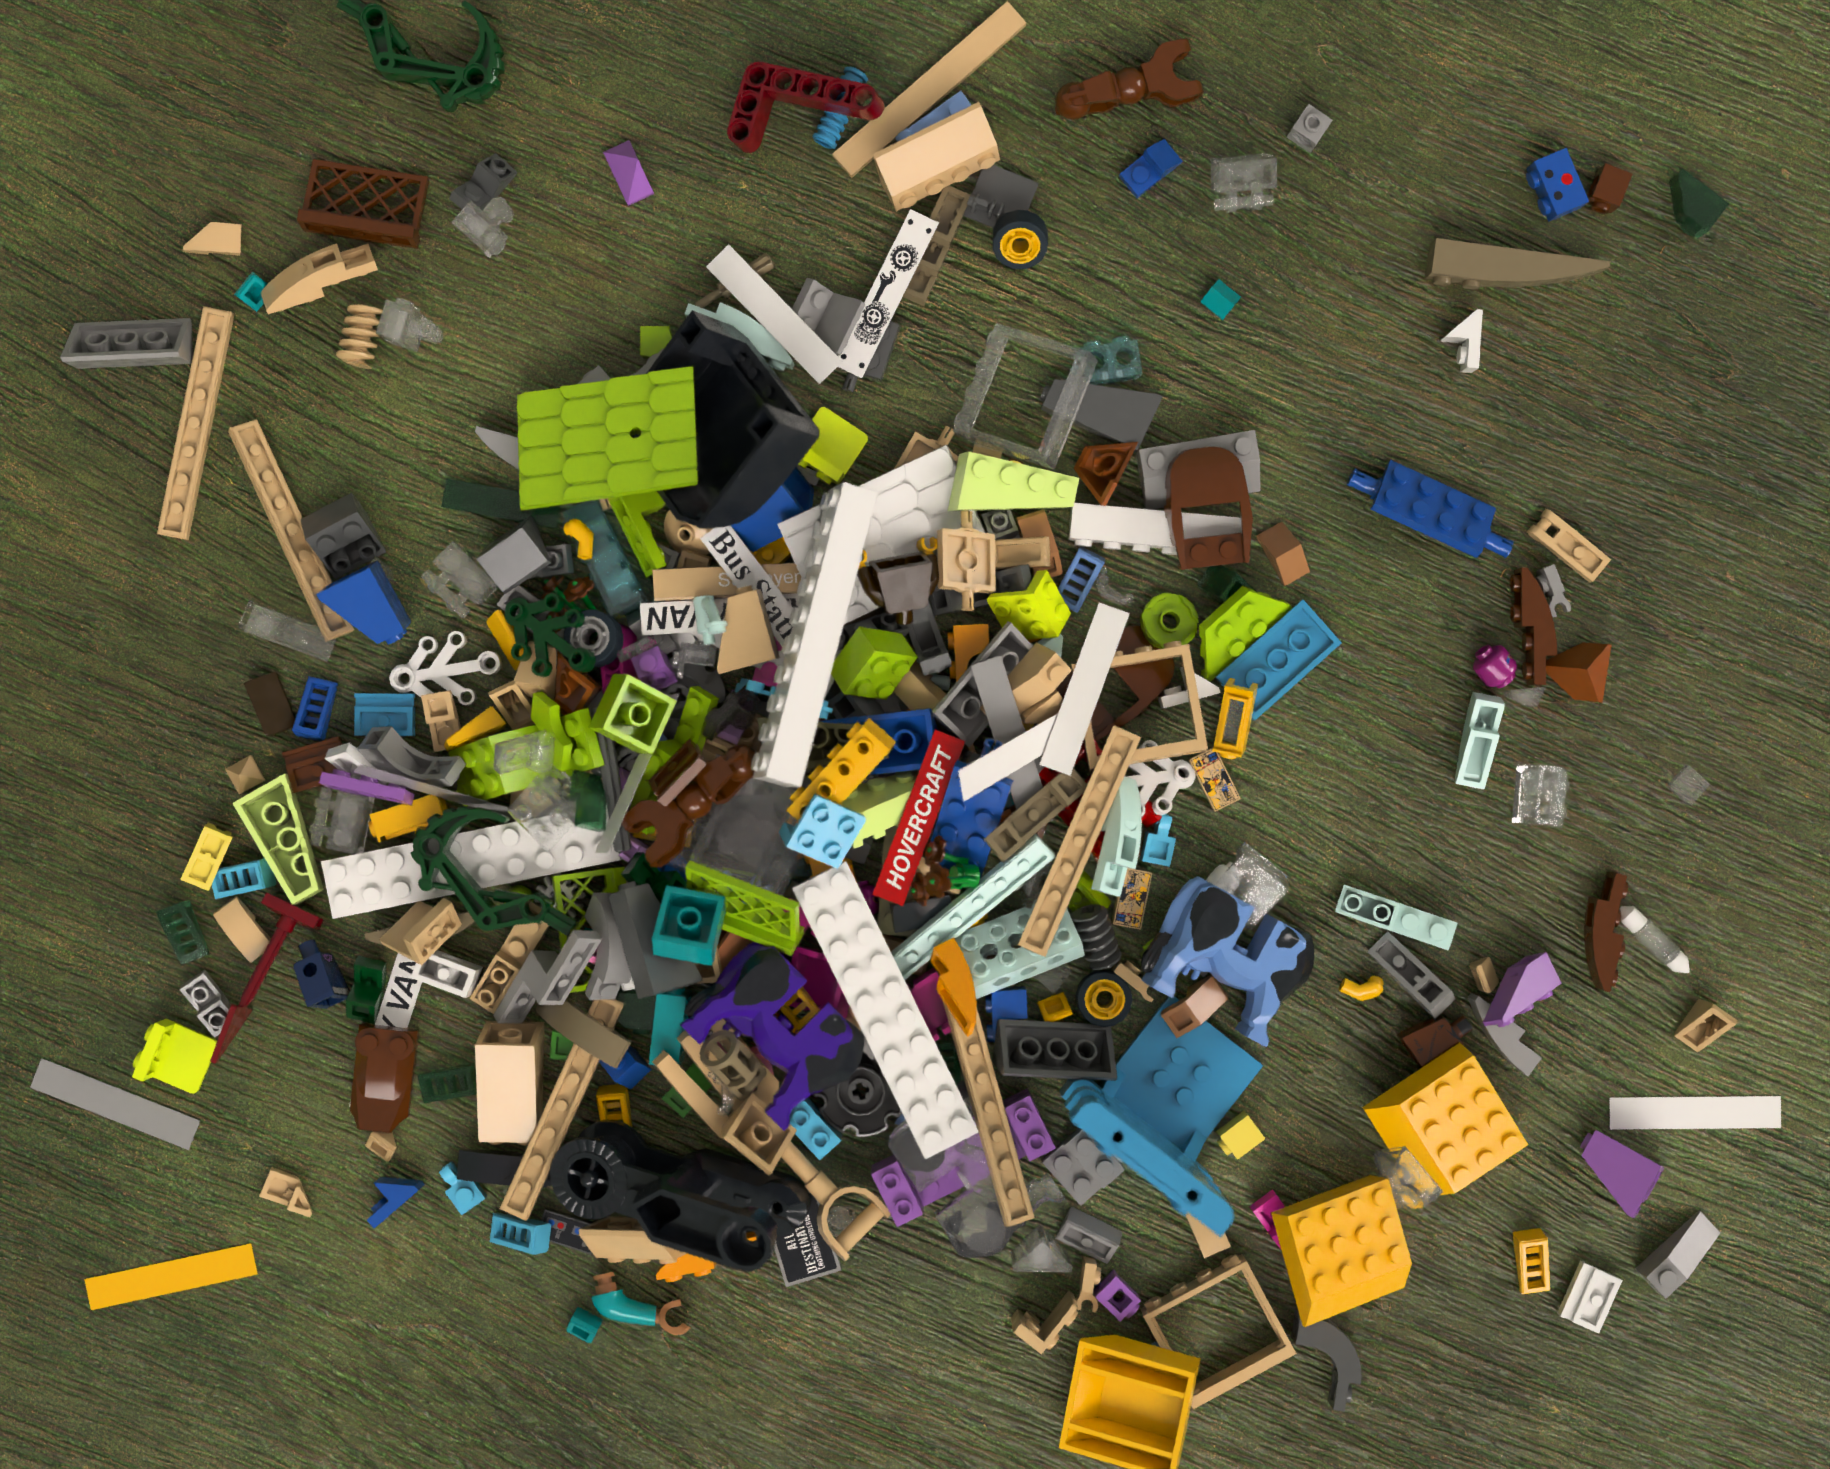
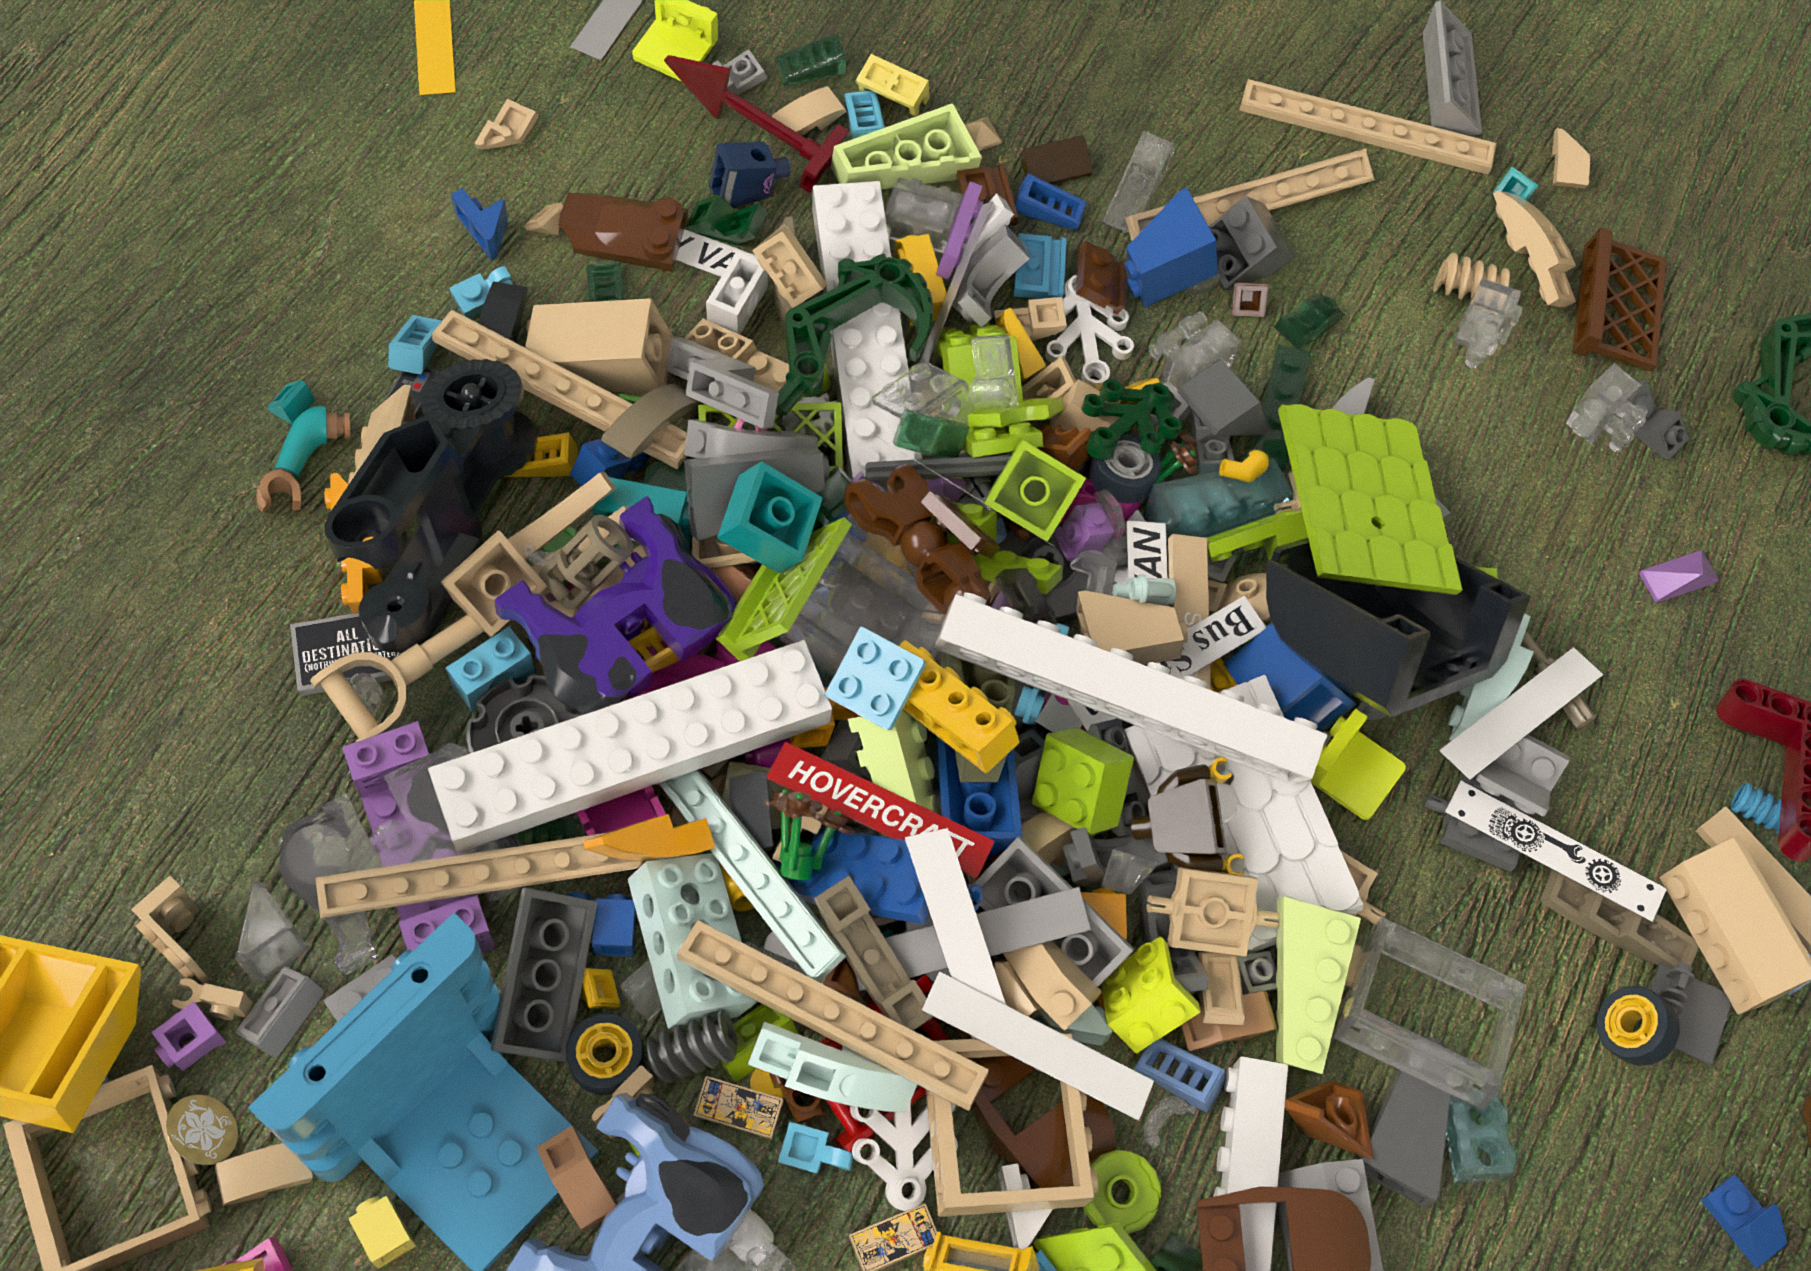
camera: 85 degrees right, 25 degrees down
(394, 663) = (1100, 277): none -> reddish brown plate
(398, 531) = (1249, 299): none -> slope
(413, 479) = (1310, 320): none -> clear green slope
(939, 626) = (1126, 871): none -> clear slope
(1181, 1272) = (201, 1129): none -> pearl gold sticker

